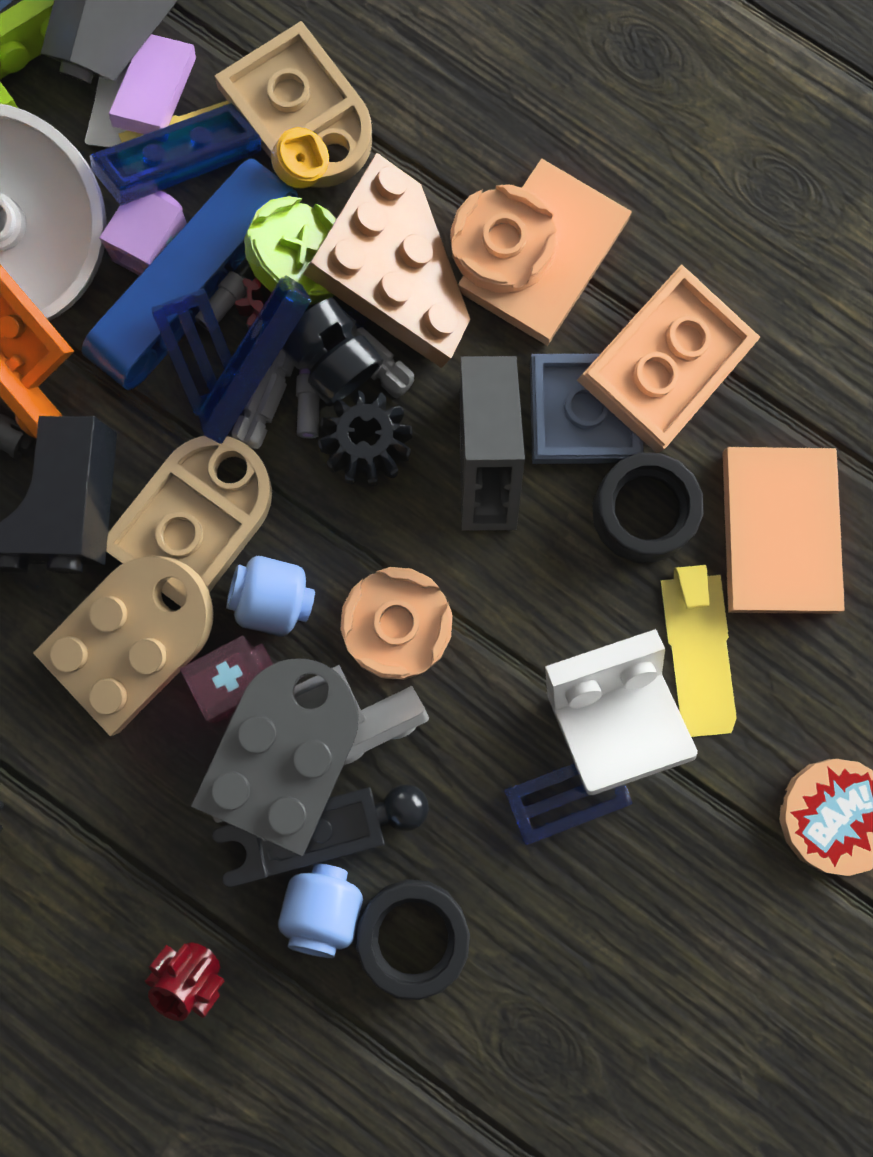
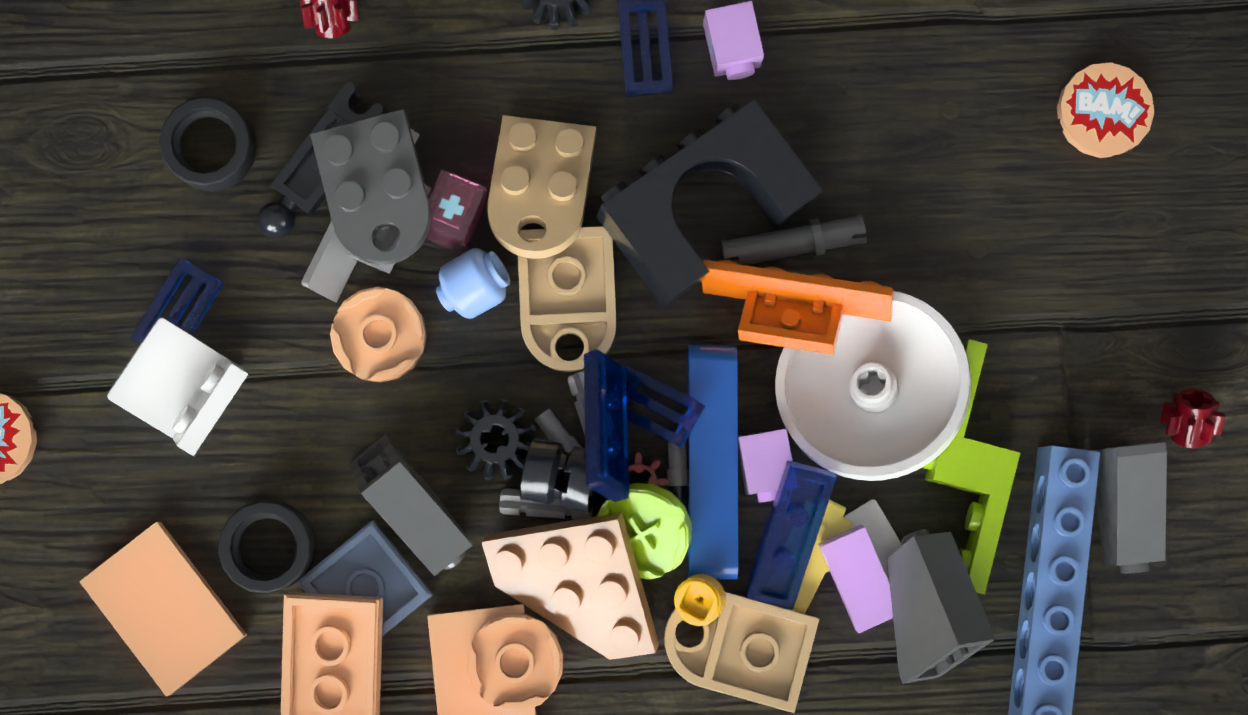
camera: 145 degrees right, 5 degrees up
(320, 911) = (278, 114): light blue head -> none
(699, 650) = (165, 484): light yellow piece -> none

